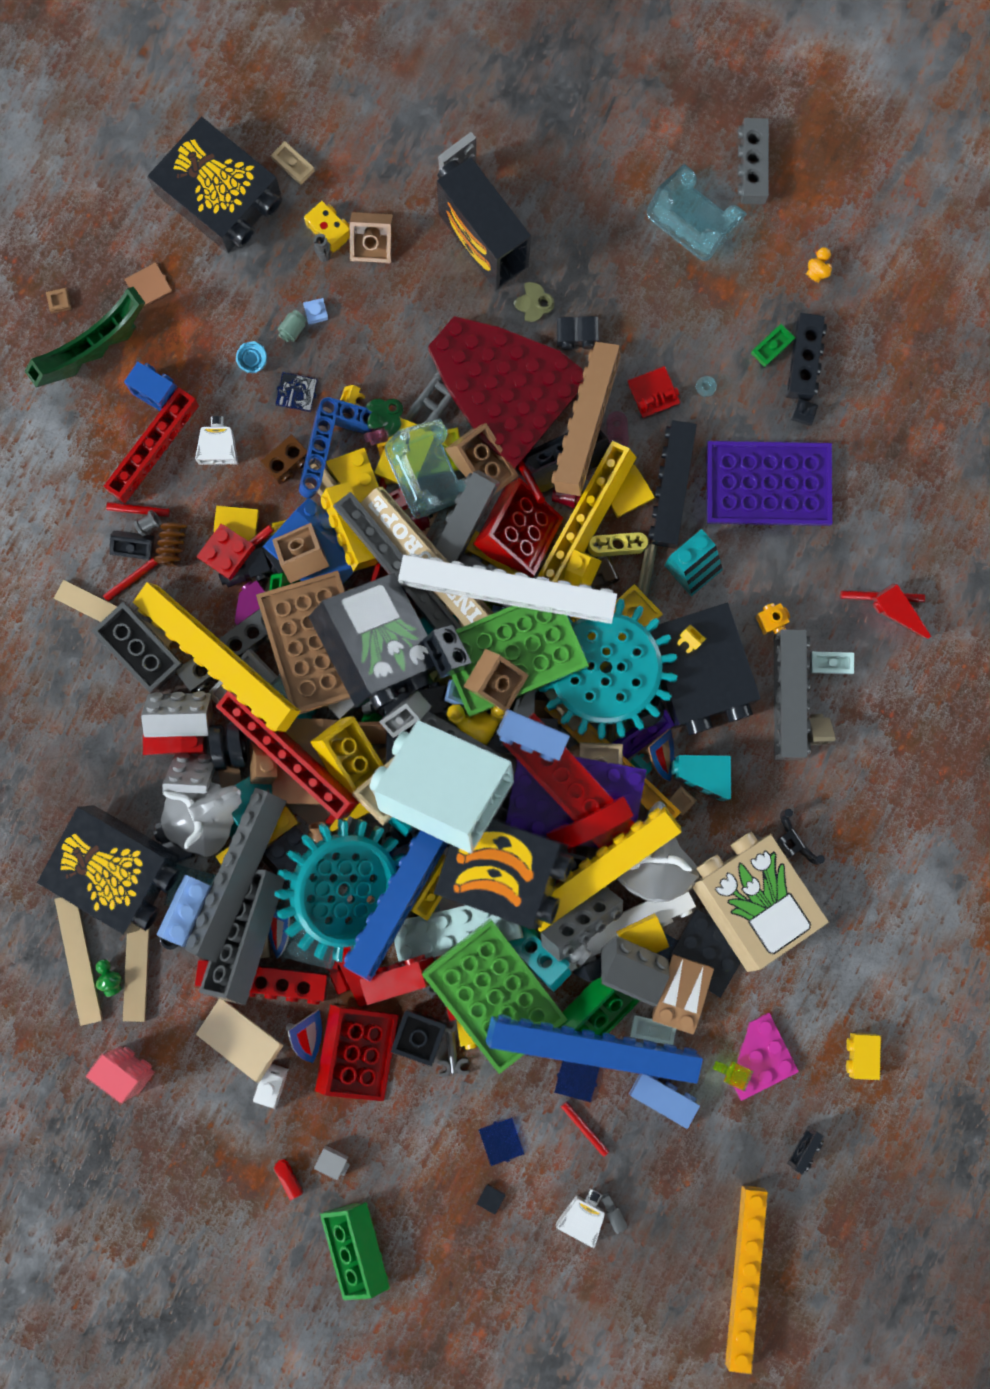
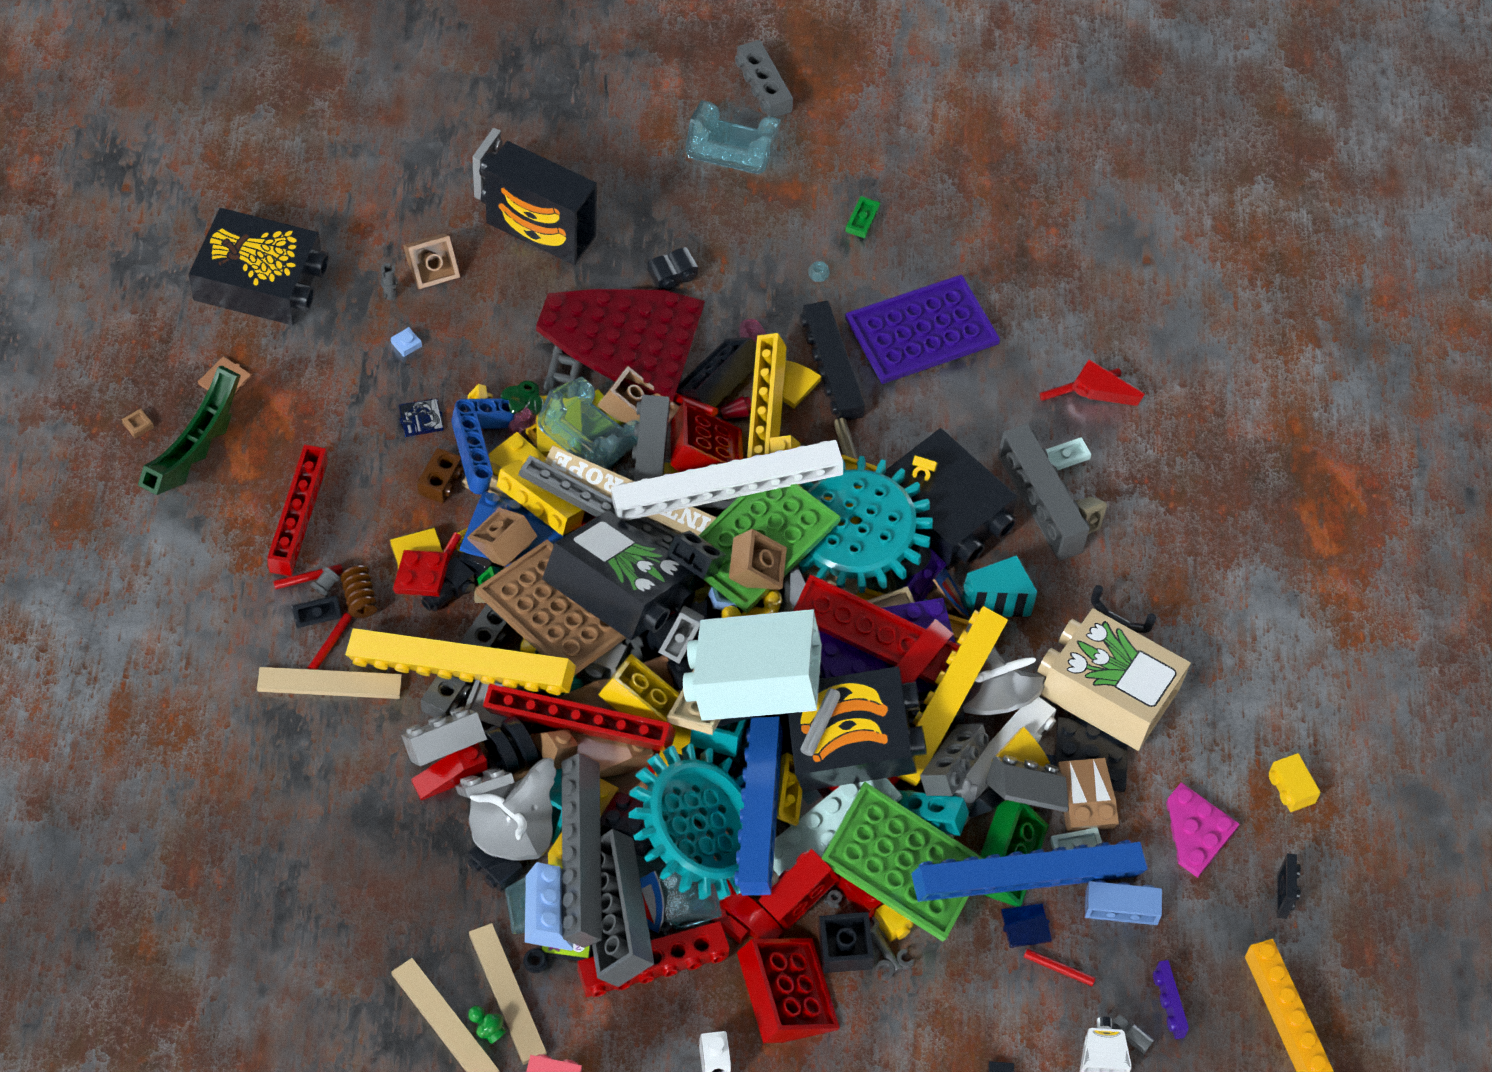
camera: 25 degrees left, 25 degrees down
(110, 870) = (444, 906): black brick -> none
(137, 647) = (371, 693): dark grey brick -> none
(150, 386) = (274, 457): blue brick -> none
(216, 444) = (364, 488): white torso -> none
(239, 1040) = (659, 1020): tan tile -> none
(247, 601) = (466, 610): magenta slope -> none
(251, 357) = (363, 399): medium azure hair -> none
(292, 163) = (328, 227): tan plate -> none
(292, 326) = (389, 360): sand green brick -> none
(306, 1036) = (727, 992): shield -> none
(323, 220) = (376, 256): yellow brick -> none
(472, 861) = (820, 722): none -> light grey axle
(501, 1141) = (981, 1016): clear blue piece -> none
(531, 302) = (618, 260): olive plate -> none
(532, 735) = (819, 590): medium blue brick -> none
(587, 418) = (723, 328): medium nougat brick -> none
(610, 550) = (820, 424): light yellow beam -> none
(653, 391) = (772, 293): red hinge -> none
(658, 1199) = (1170, 999): none -> dark purple plate
(695, 563) = (889, 414): teal slope -> none
(735, 1074) = (1181, 847): clear neon green plate -> none
(766, 621) = (988, 436): light orange brick -> none
(797, 387) = (898, 215): black brick -> none
(804, 412) = (922, 261): black tile -> none
(817, 268) = (869, 140): light orange animal -> none

